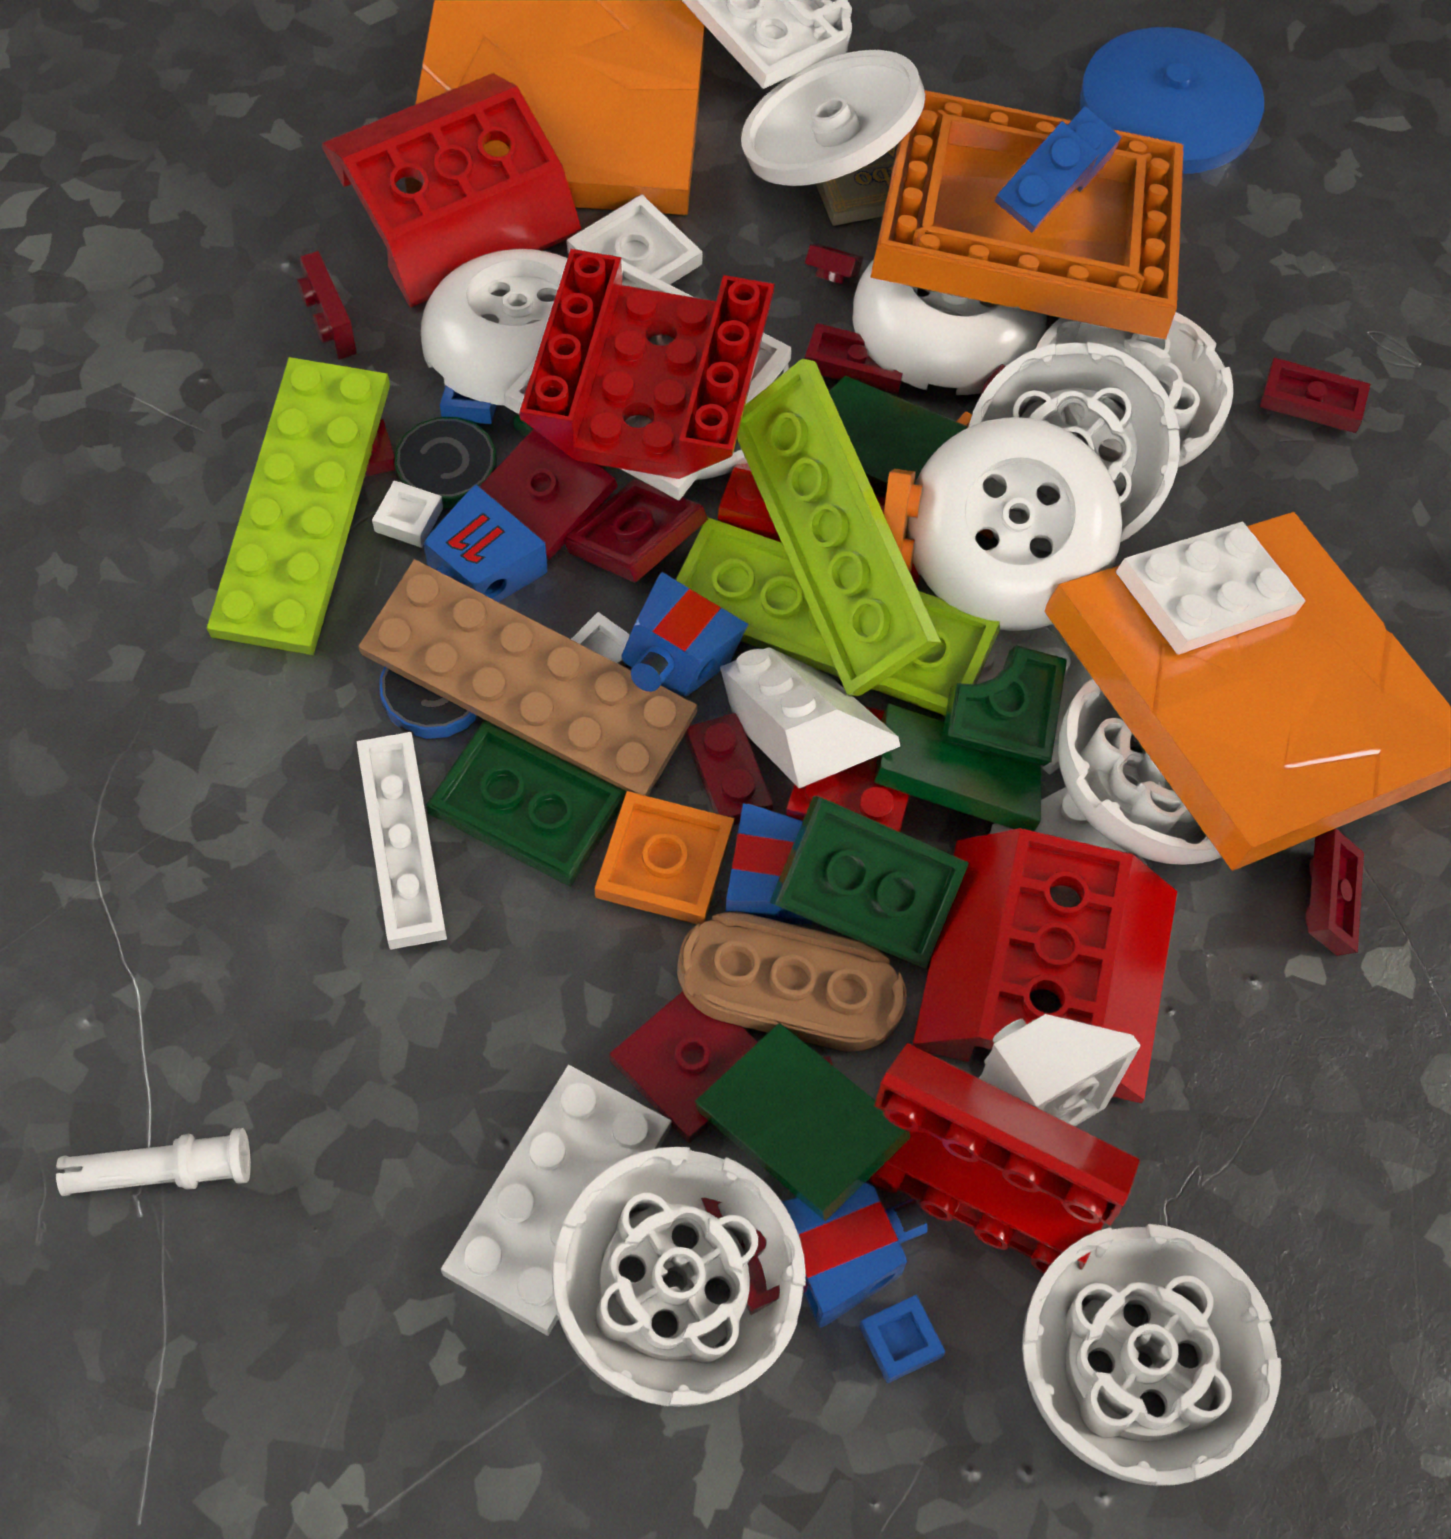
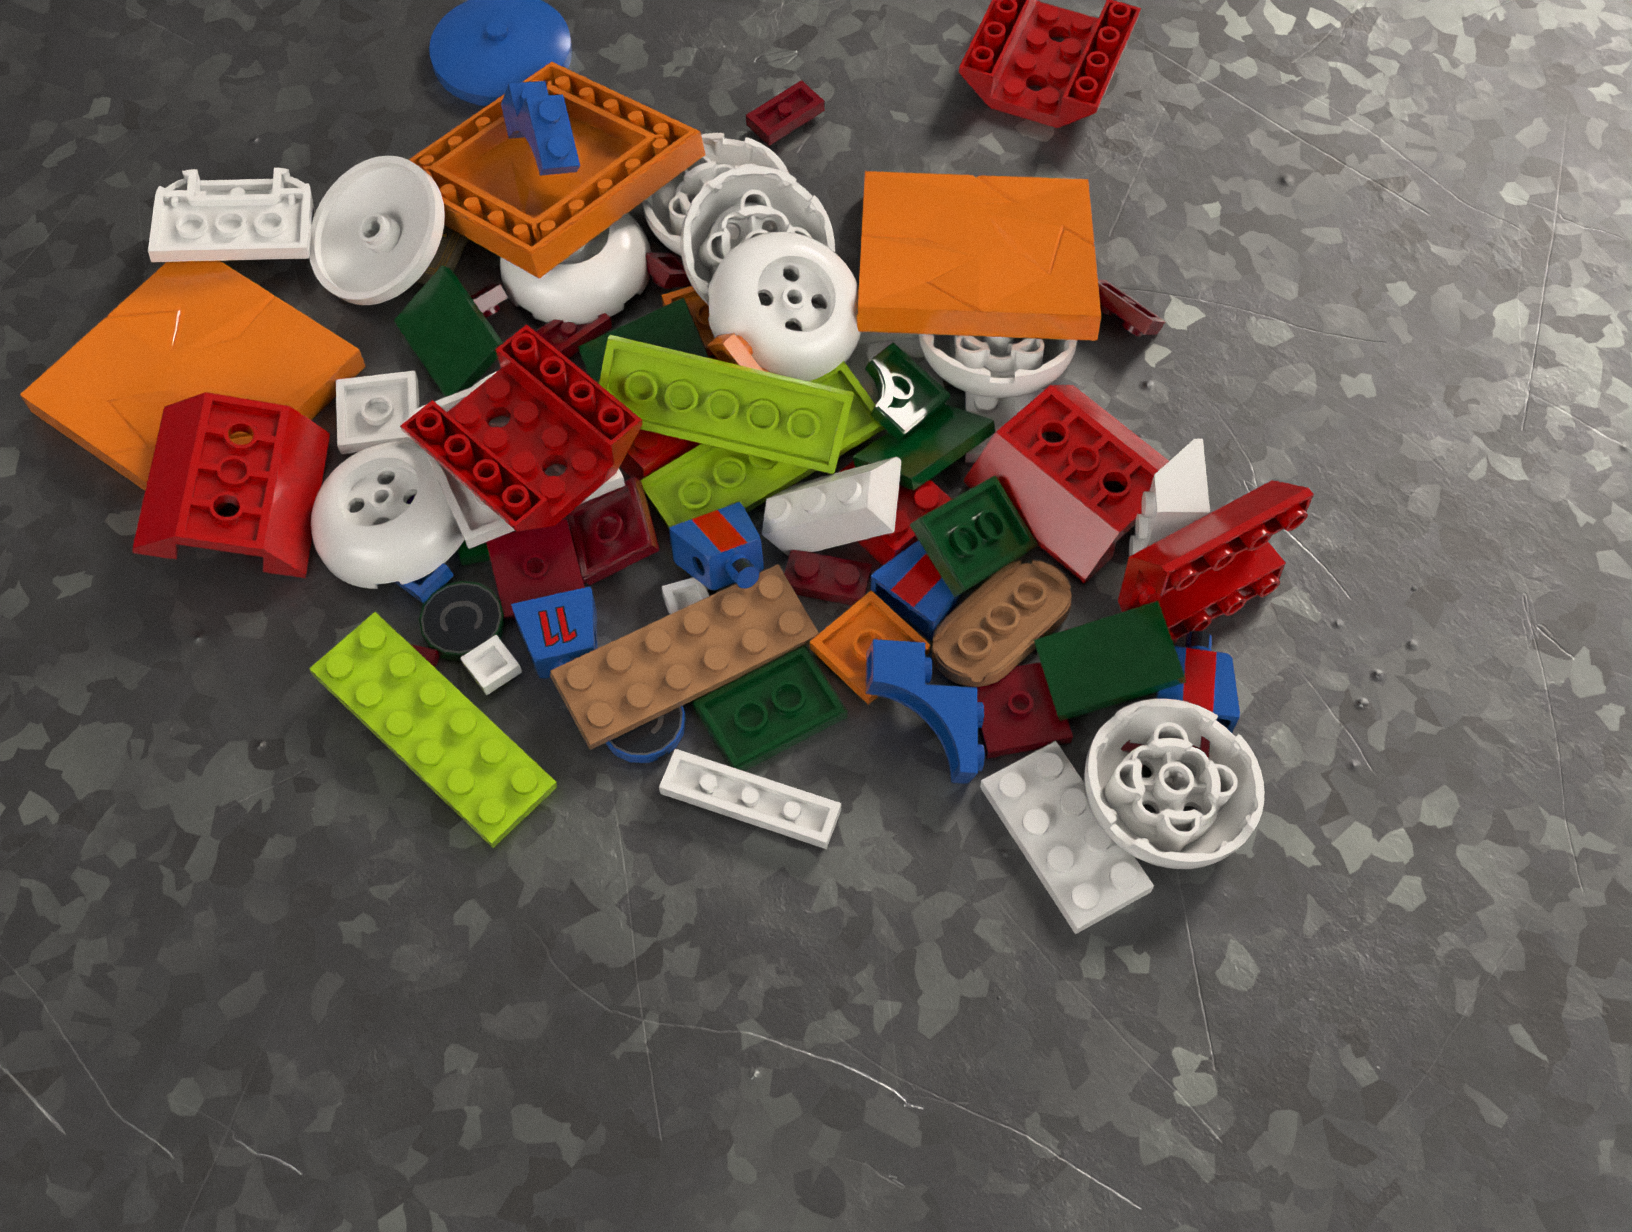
camera: 55 degrees left, 0 degrees up
(183, 1162) = (908, 1053): white pin -> none
(331, 317) = (269, 625): dark red plate -> none
(625, 987) = (900, 673): none -> blue arch
(773, 243) = (449, 333): none -> dark green tile
(901, 1339) = (1268, 690): blue plate -> none
(1190, 1298) = (1363, 540): white brick -> none
(1210, 587) = (904, 236): white plate -> none

